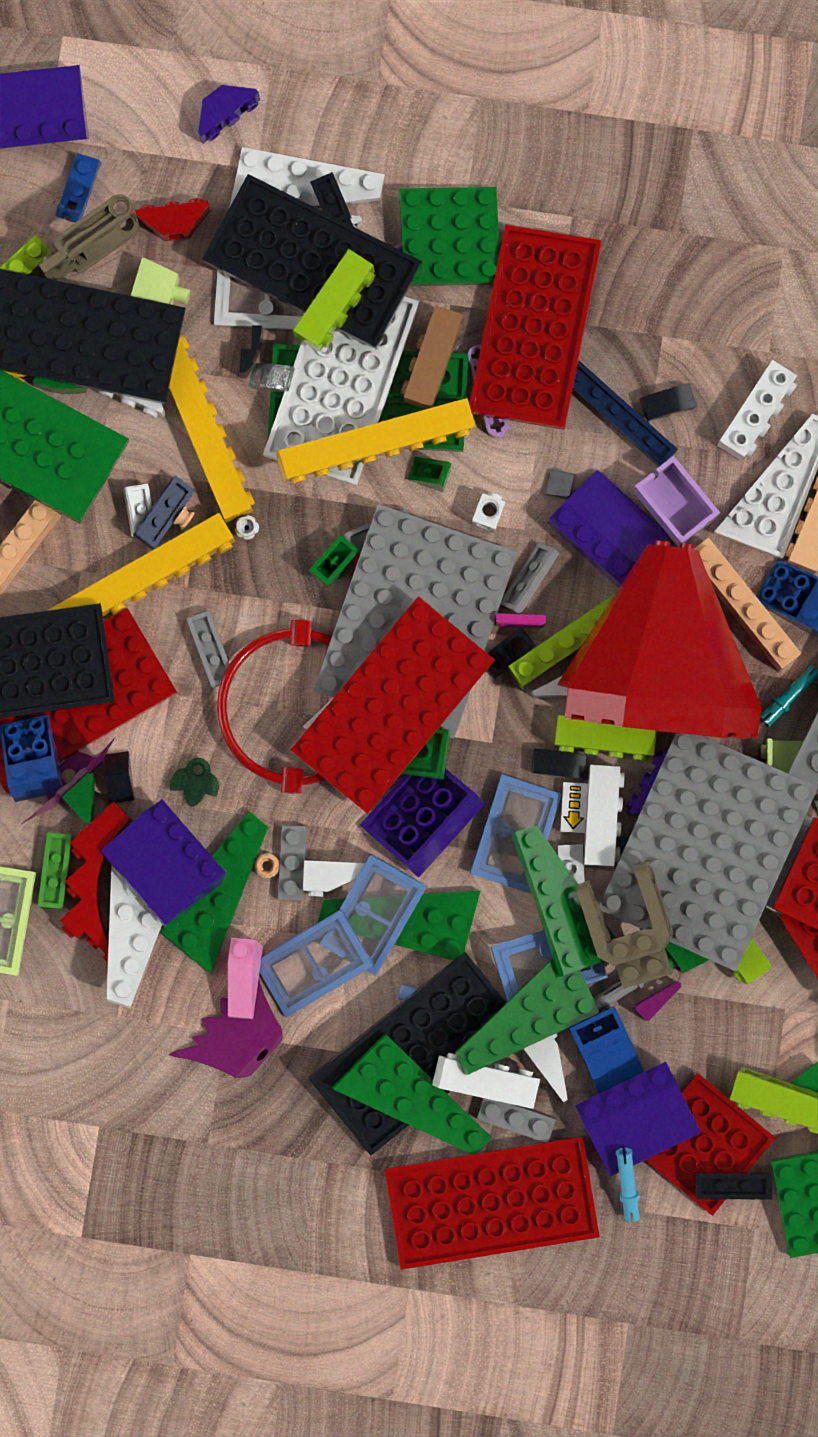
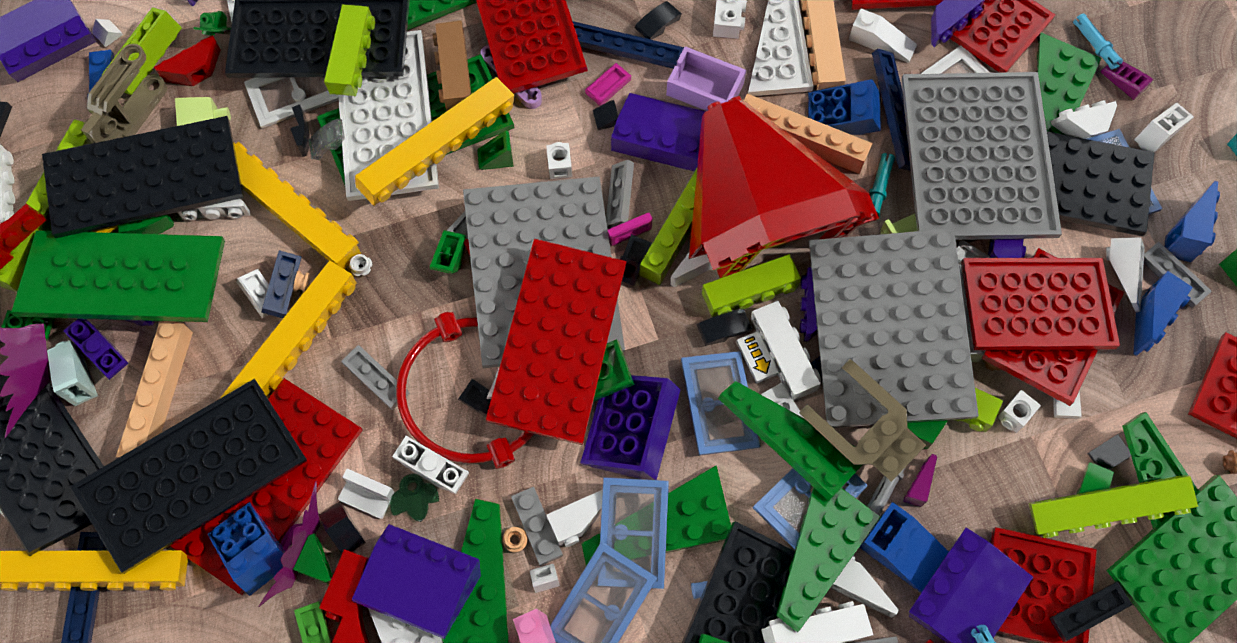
camera: 30 degrees left, 15 degrees down
(103, 134) = (105, 31): none -> white slope
(134, 178) = (154, 36): none -> lime brick
(153, 757) = (365, 494): none -> white panel
(214, 187) = (213, 23): none -> green hinge
(223, 762) = (430, 465): none -> white slope
(276, 912) = (544, 578): none -> white slope
(295, 715) = (476, 397): none -> black slope
(581, 449) = (608, 84): none -> dark pink tile
(794, 980) = (1027, 408): none -> white brick

